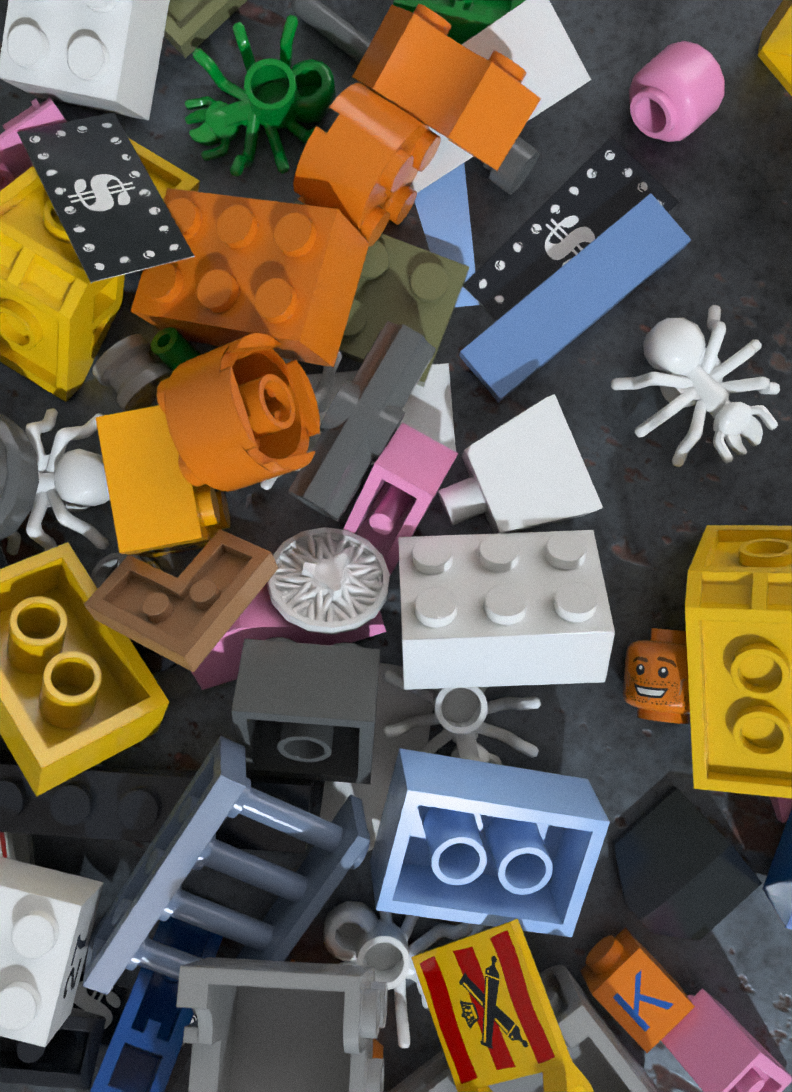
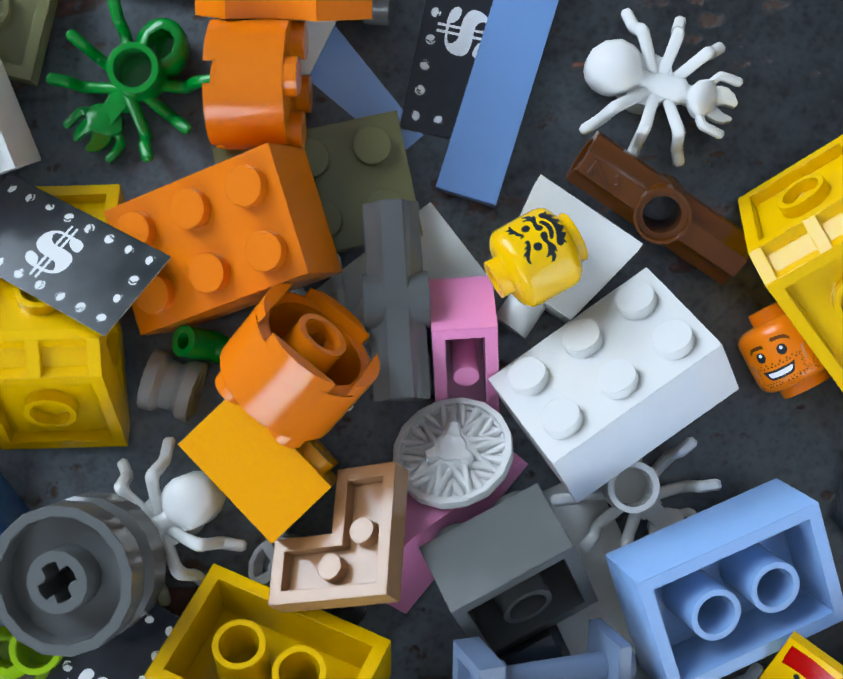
camera: 30 degrees left, 0 degrees up
(504, 457) = (536, 257): none -> yellow head
(623, 450) = (628, 184): none -> reddish brown piece

